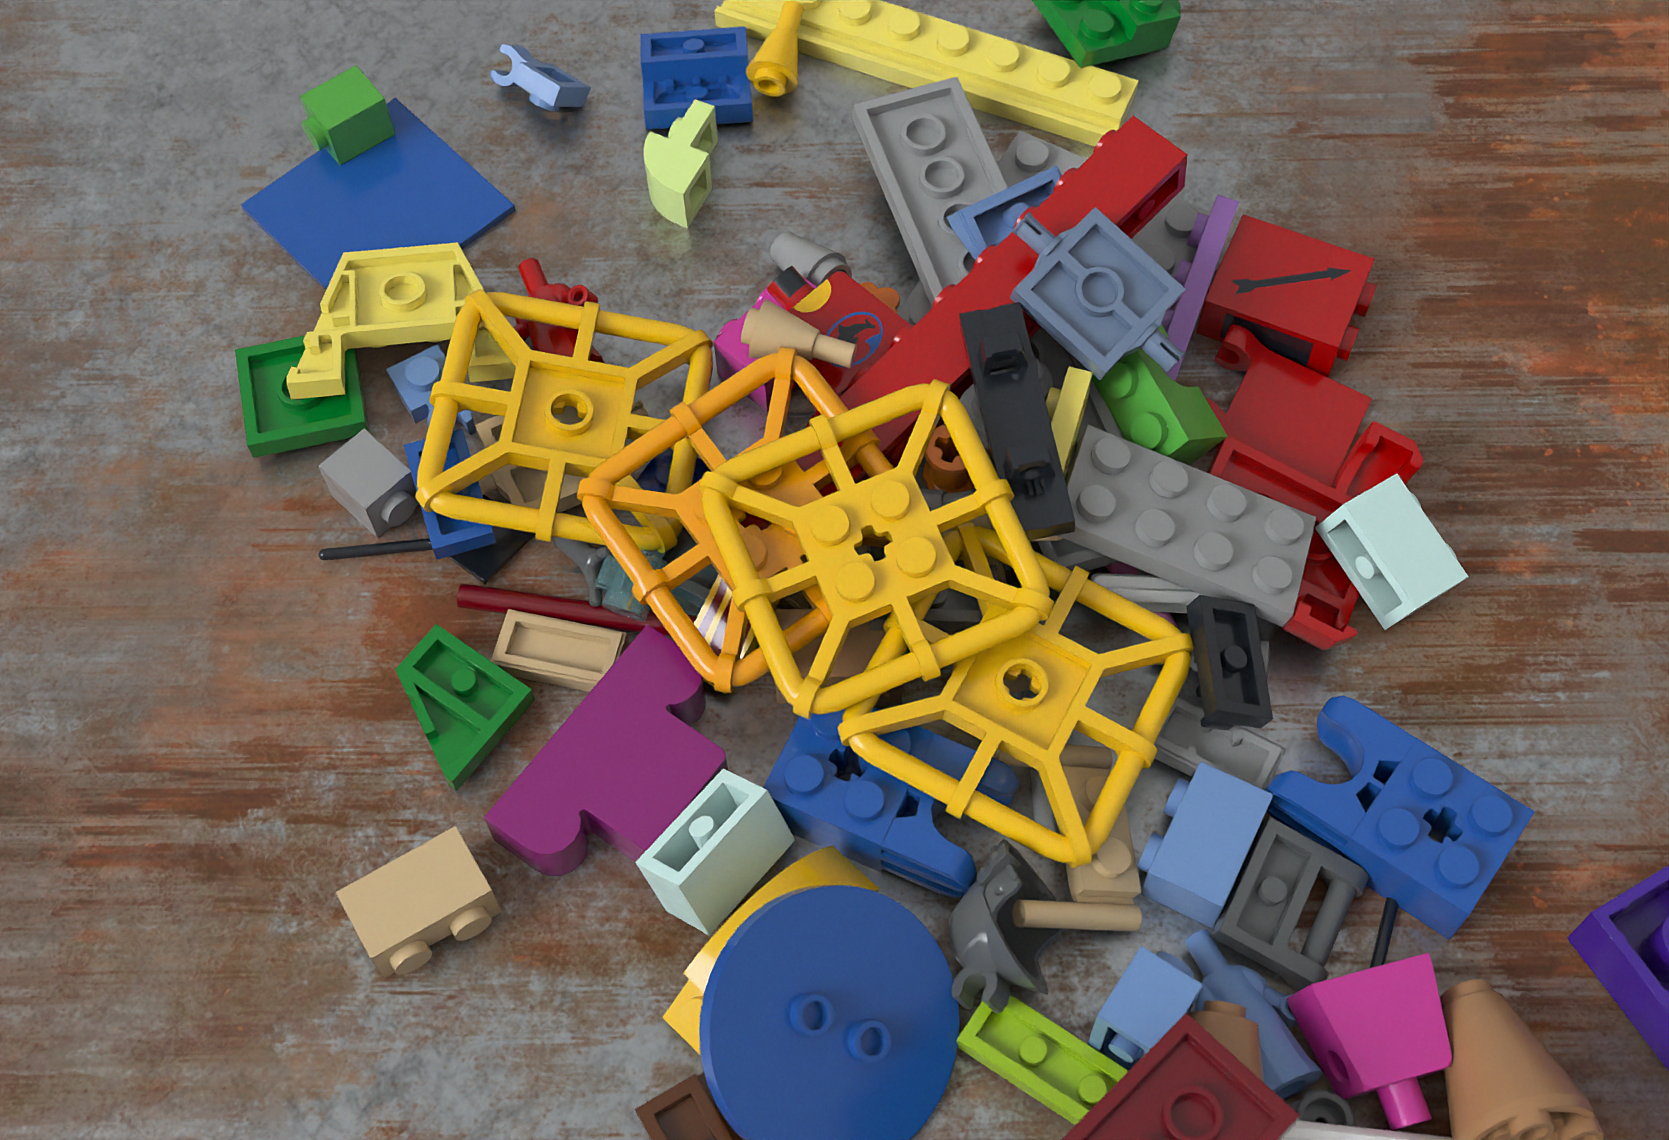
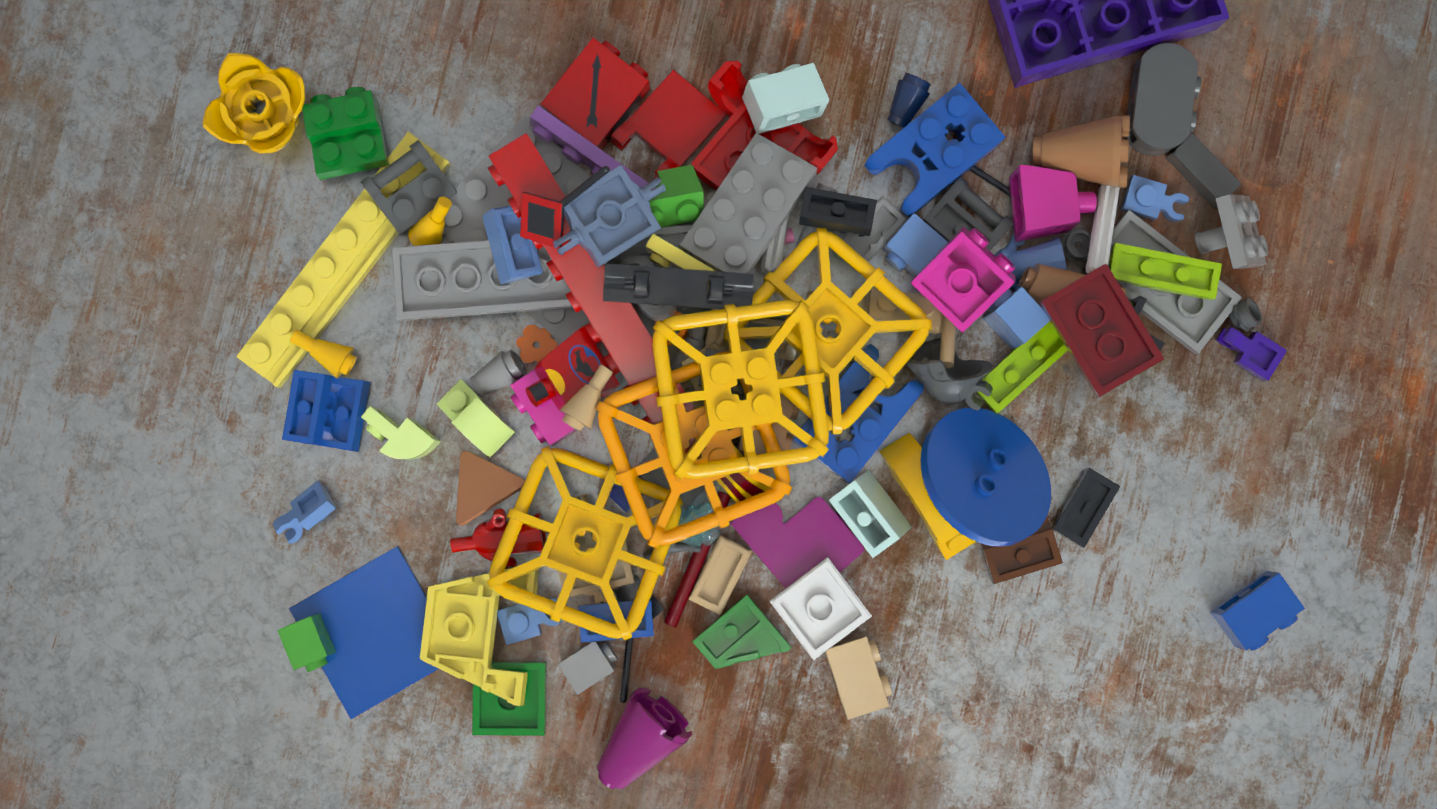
camera: 75 degrees left, 25 degrees up
(264, 582) = (642, 739): none -> magenta cone
(527, 796) = (820, 608): none -> white tile
(626, 280) = (482, 486): none -> nougat piece
(727, 251) = (475, 418): none -> yellowish green brick
(1009, 127) = (431, 227): none -> yellow cone
(1044, 104) = (417, 196): none -> dark grey plate
(1076, 195) = (544, 216): none -> piece
(1187, 892) = (965, 278): none -> dark pink plate
(1478, 750) = (908, 98): none -> dark blue cone

